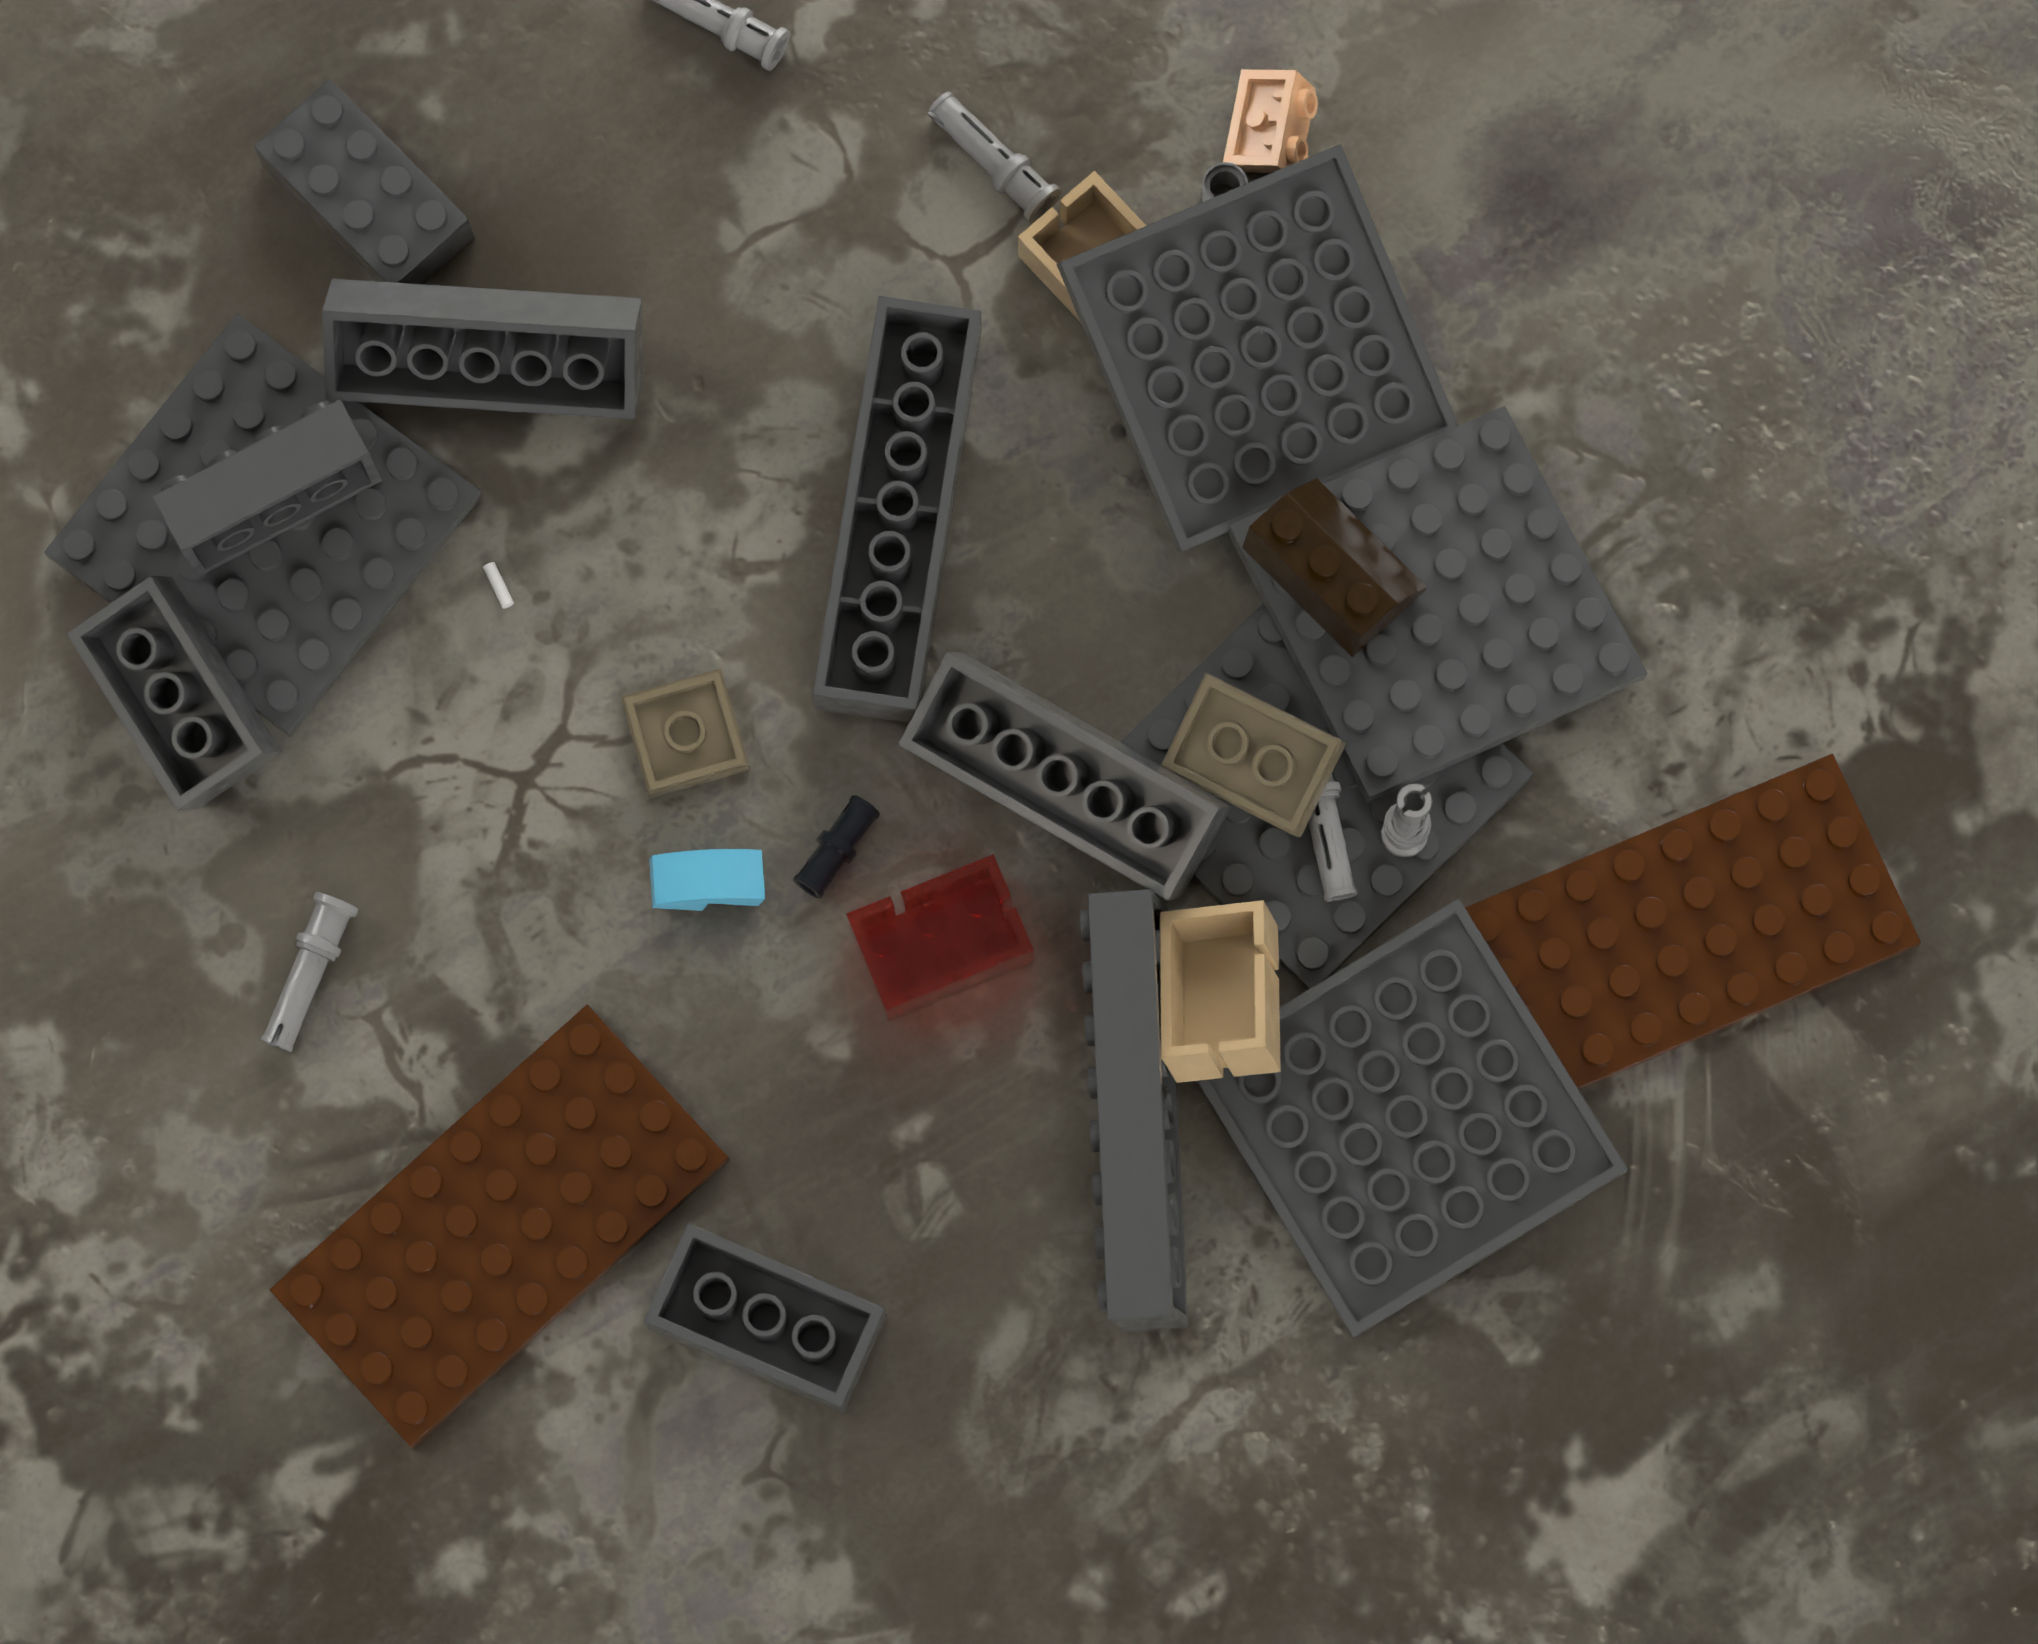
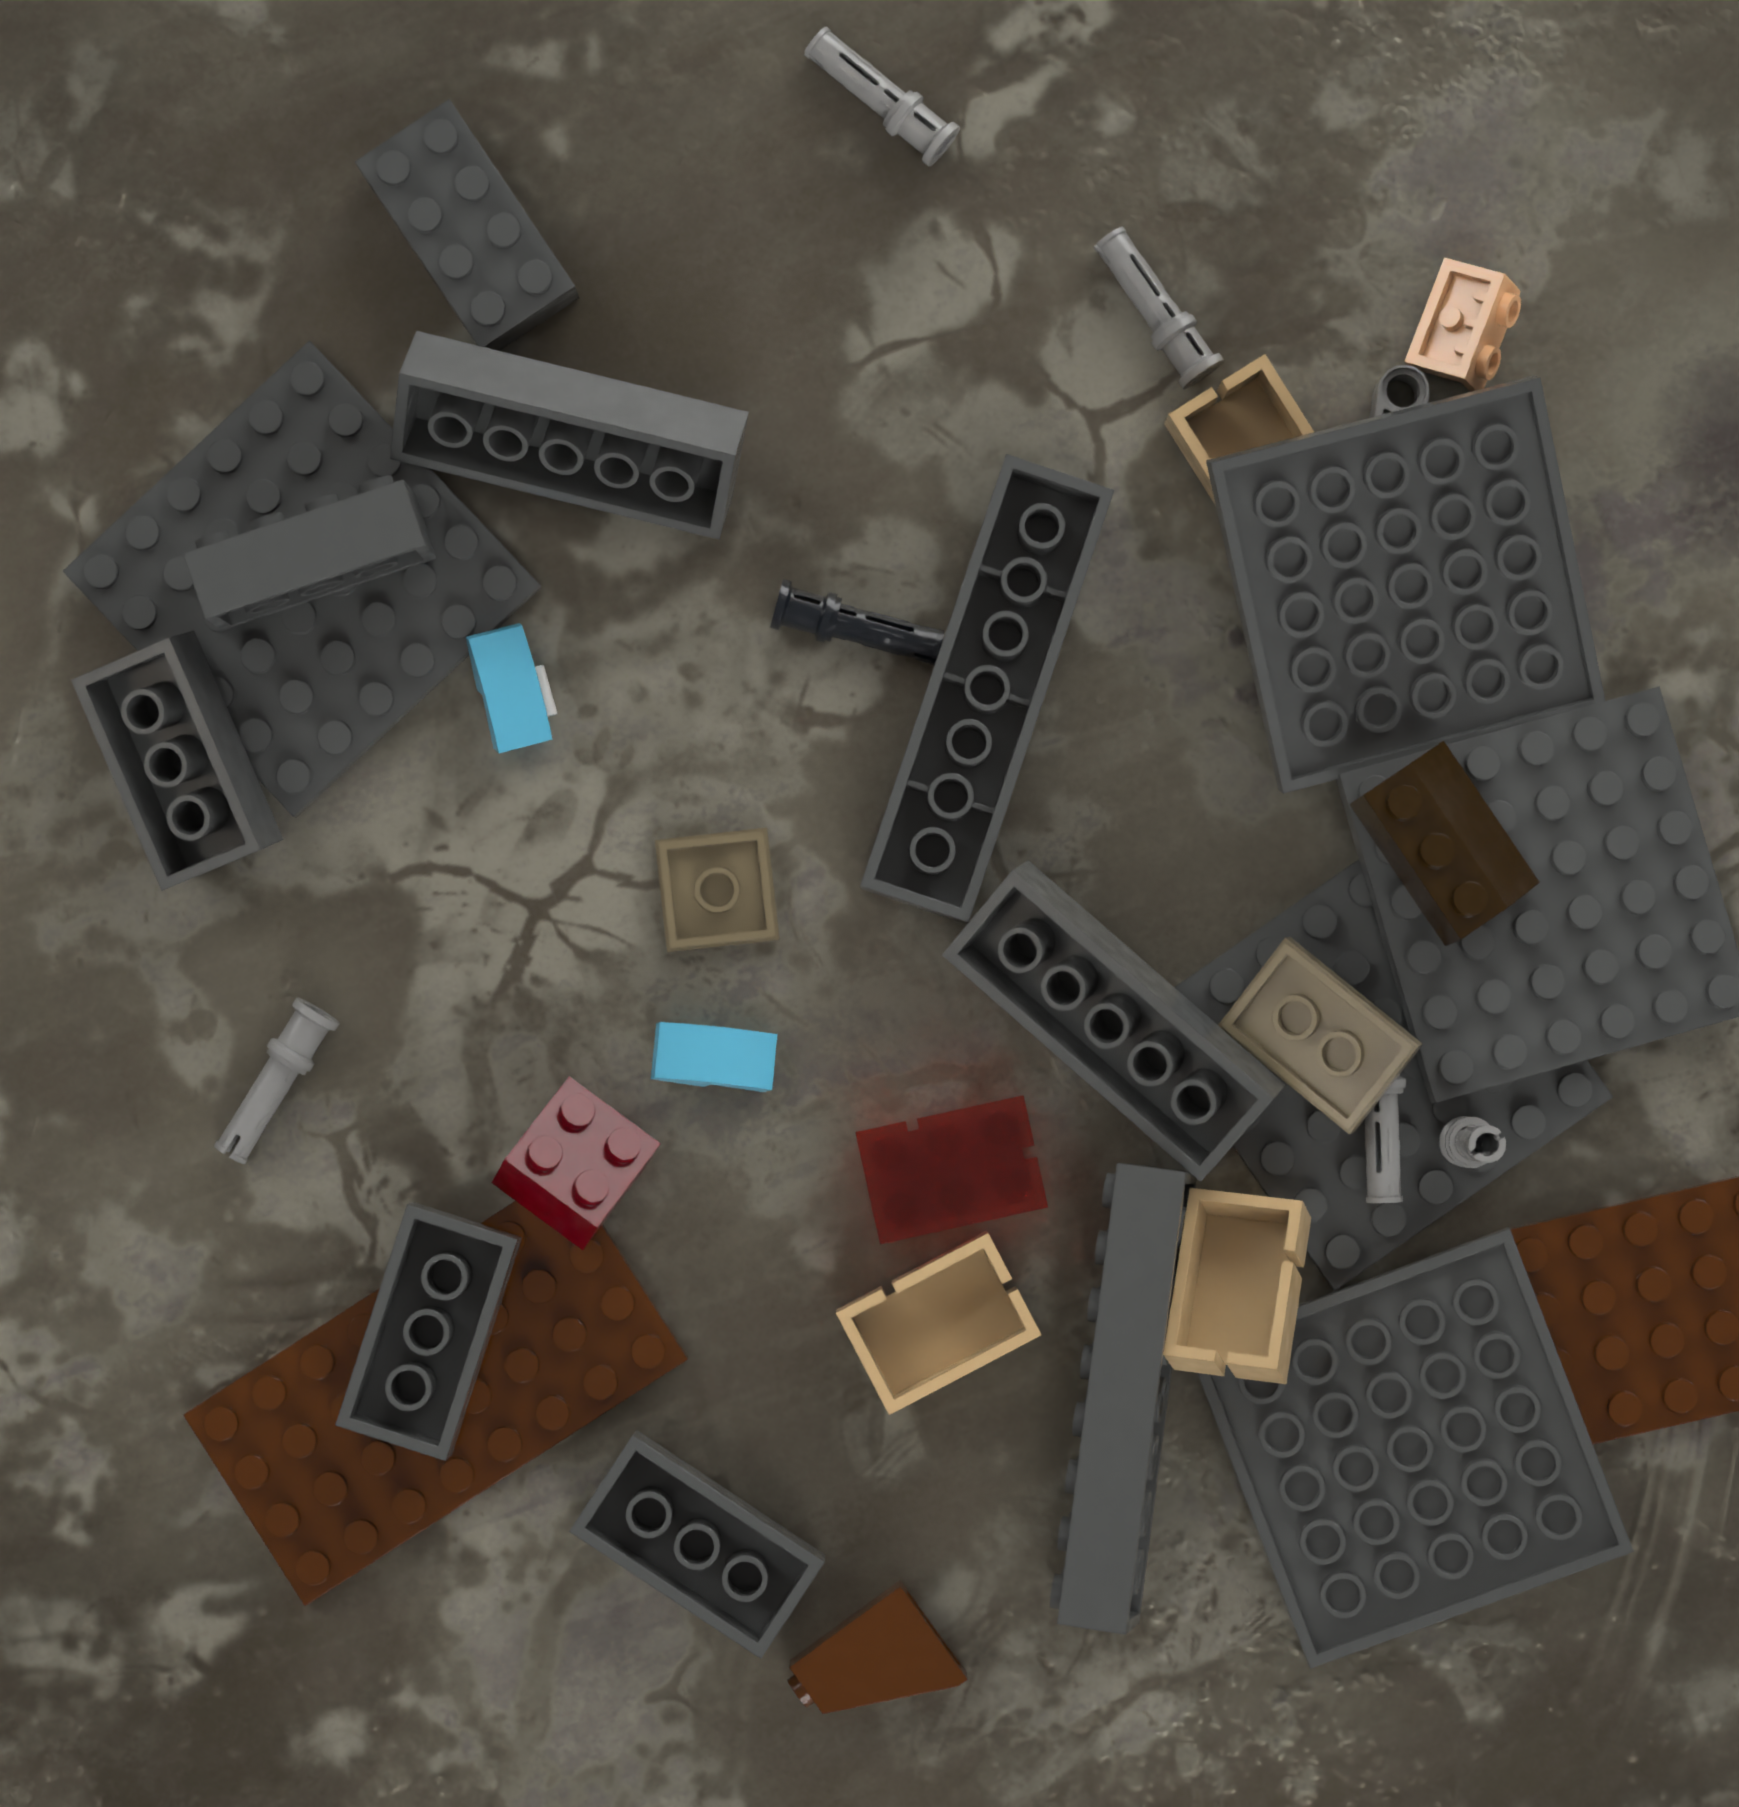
camera: 10 degrees right, 10 degrees up
(466, 583) = (509, 688): none -> medium azure slope
(484, 1160) = (428, 1331): none -> dark grey brick
(595, 991) = (575, 1163): none -> brick
(747, 474) = (830, 618): none -> black pin
(836, 846) = (857, 1044): black pin -> none
(949, 1397) = (876, 1657): none -> reddish brown slope
(956, 1077) = (938, 1323): none -> tan piece

